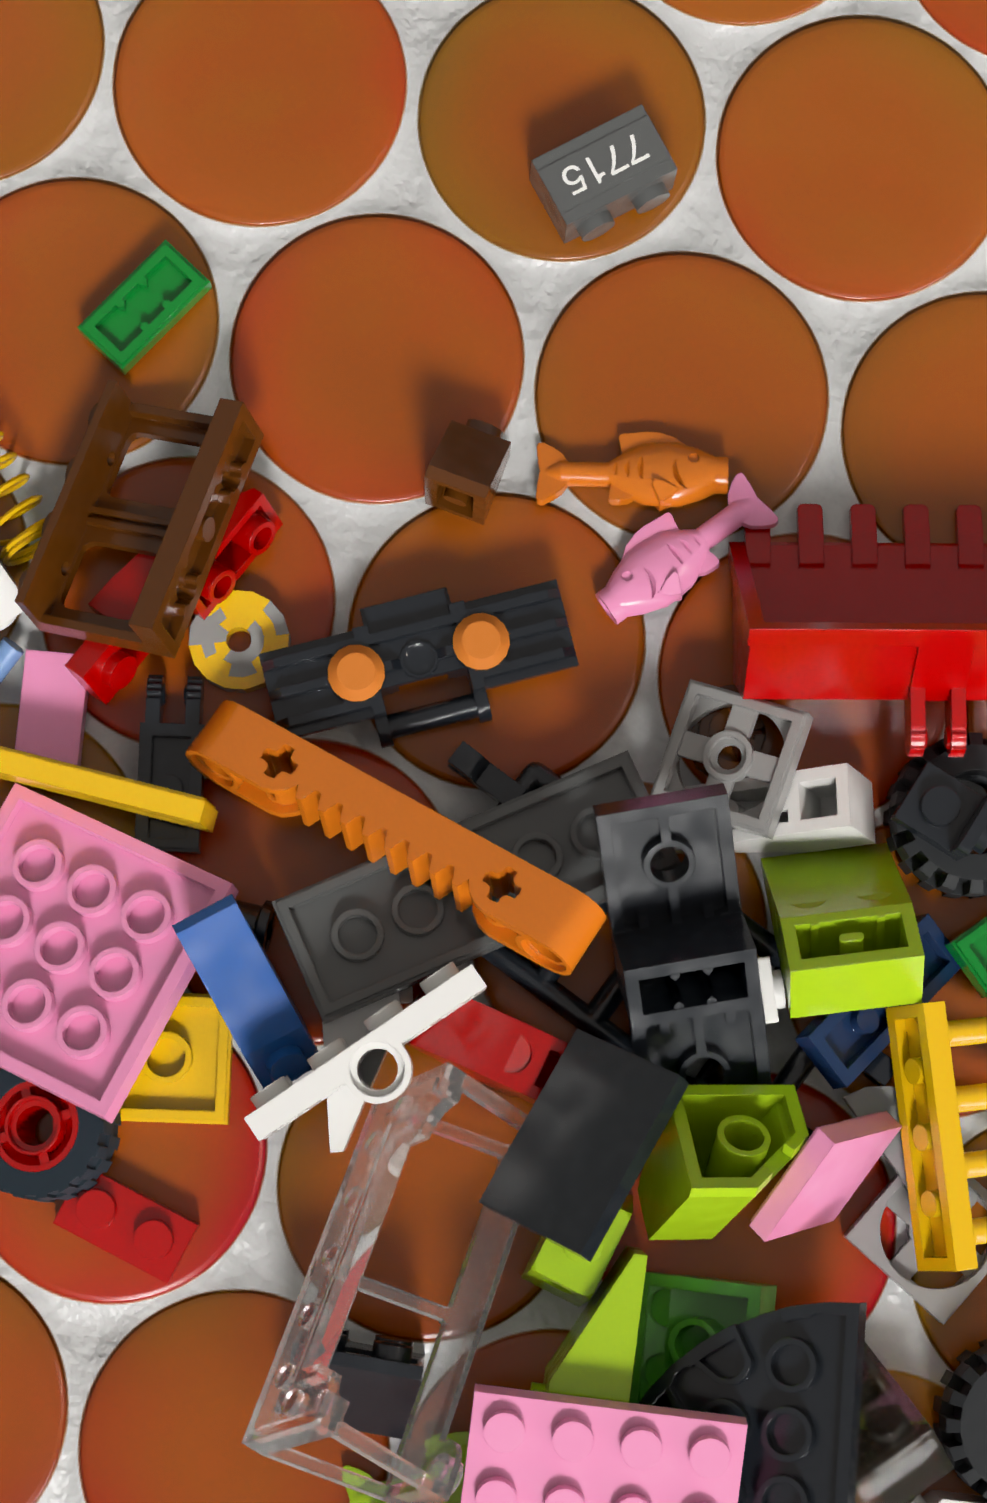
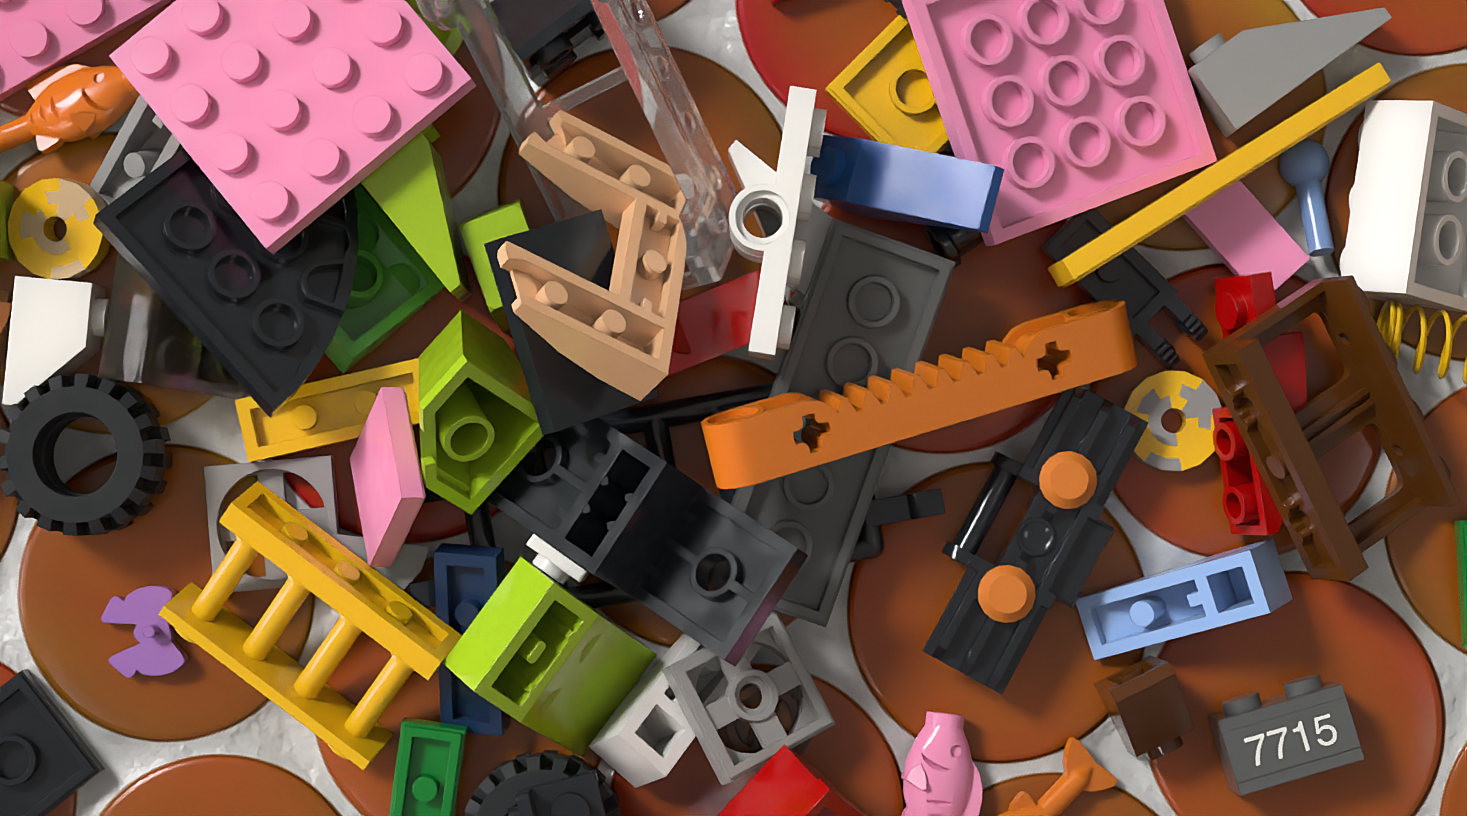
camera: 140 degrees right, 5 degrees up
(362, 511) = (1185, 600): none -> light blue slope
(394, 353) = (1285, 734): none -> dark grey brick
(550, 1091) = (630, 329): none -> light nougat wedge
(815, 1269) = (323, 411): none -> yellow plate

